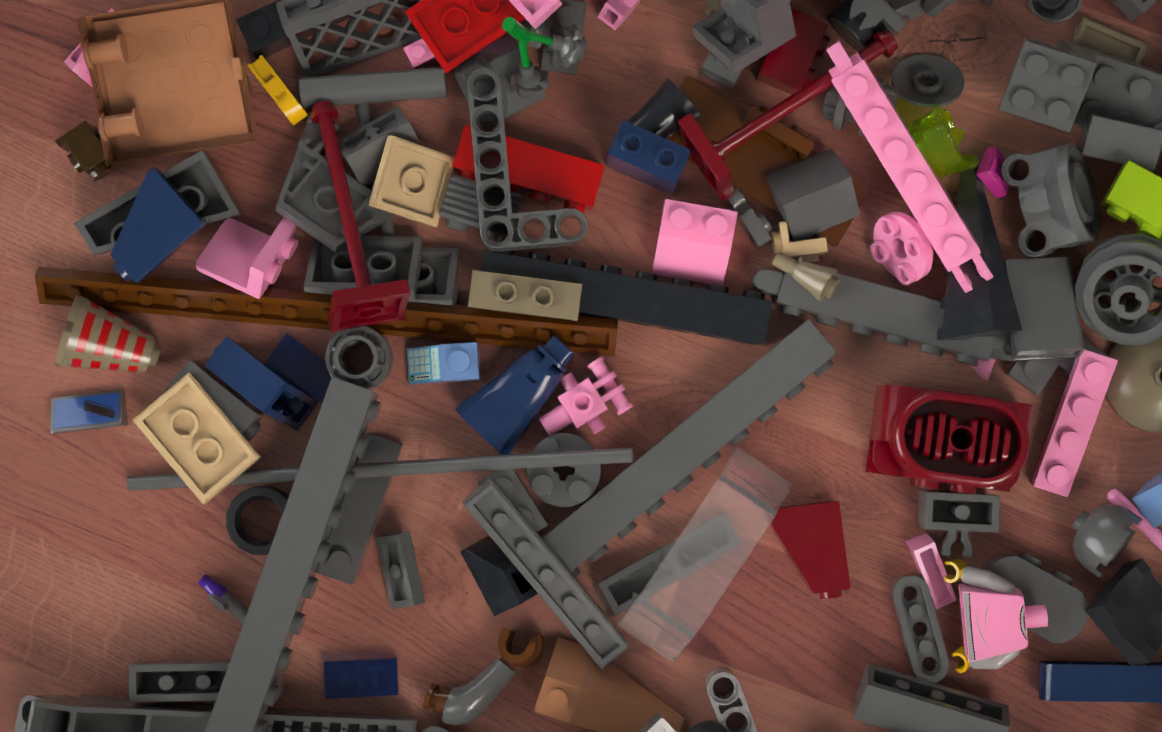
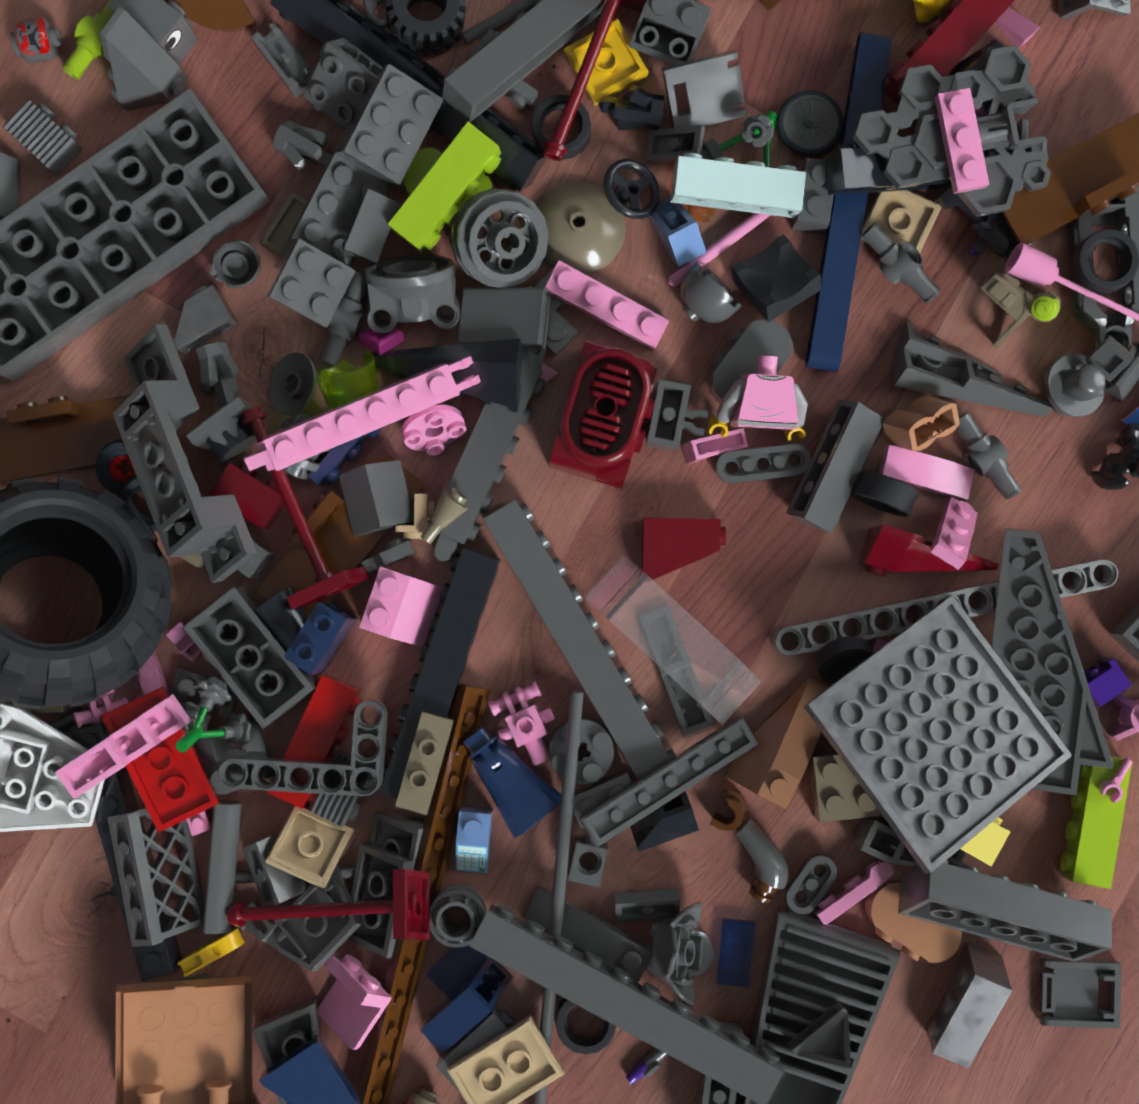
camera: 80 degrees left, 0 degrees up
(356, 615) = (680, 952): none -> dark grey brick
(424, 496) = (587, 874): none -> dark grey brick
(612, 59) = (231, 657): none -> dark grey brick
(858, 148) = (331, 464): none -> dark blue plate
(1009, 129) = (346, 320): none -> dark grey pin

